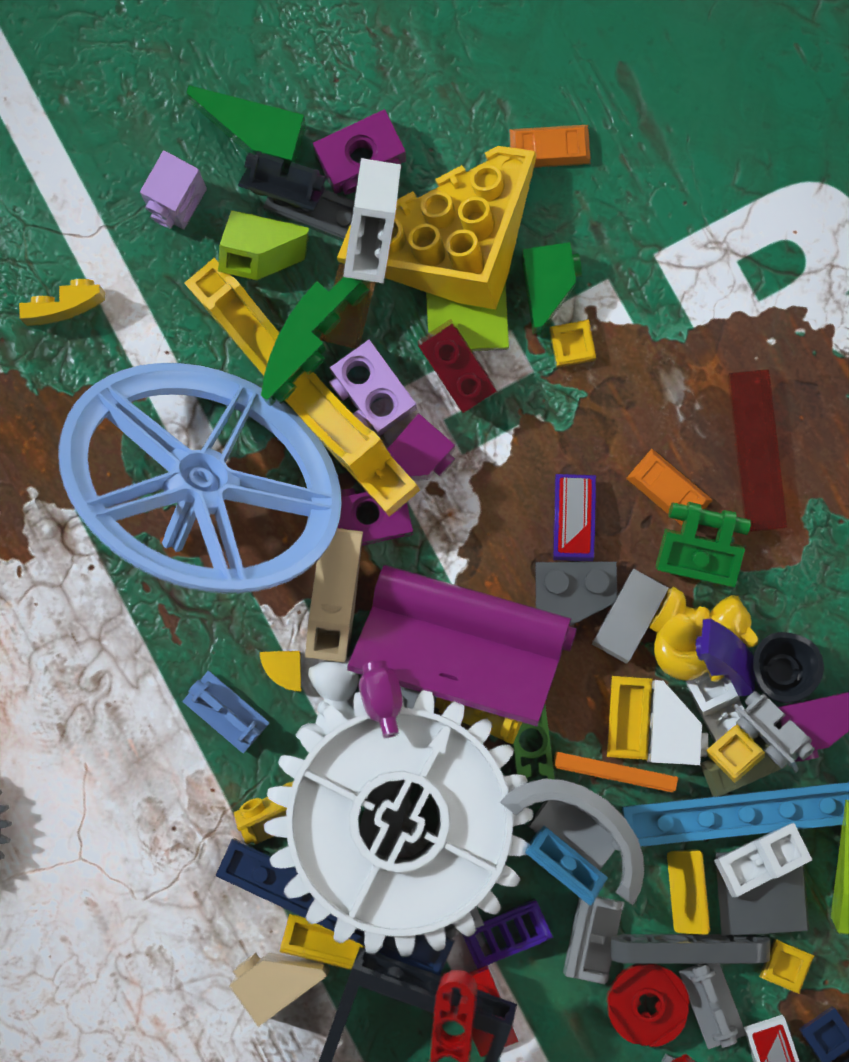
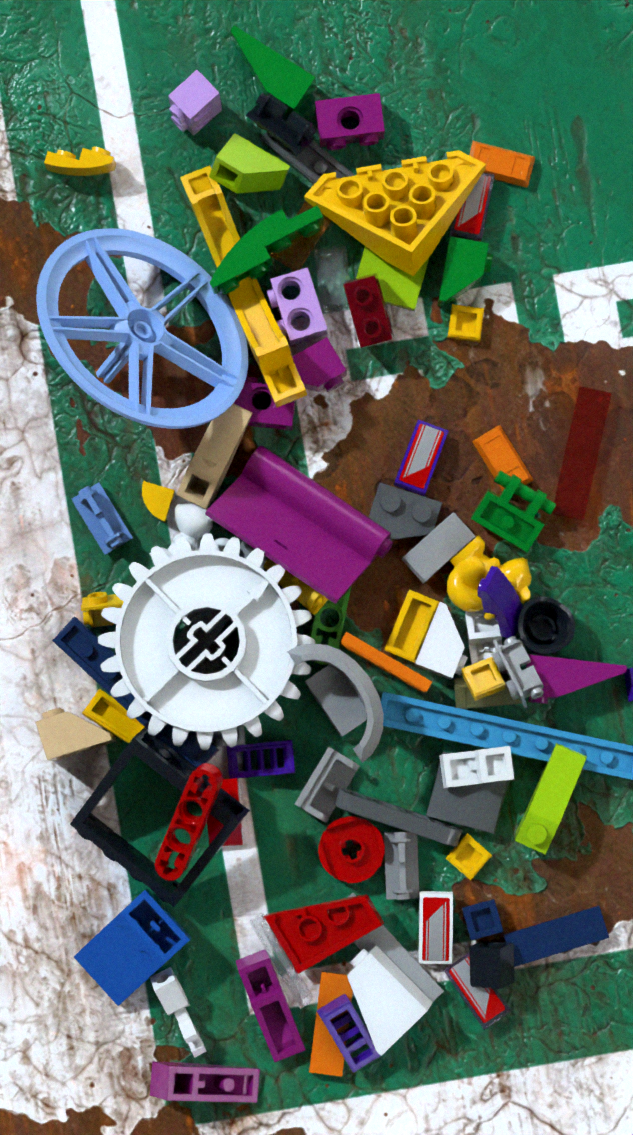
camera: 20 degrees right, 0 degrees up
(372, 220) = (339, 175): white slope -> none
(381, 696) = (224, 540): magenta plant -> none
(400, 342) = (331, 274): none -> clear tile
(539, 216) = (471, 218): none -> slope
(566, 865) = (323, 718): dark azure slope -> none
(688, 891) = (411, 773): yellow slope -> none

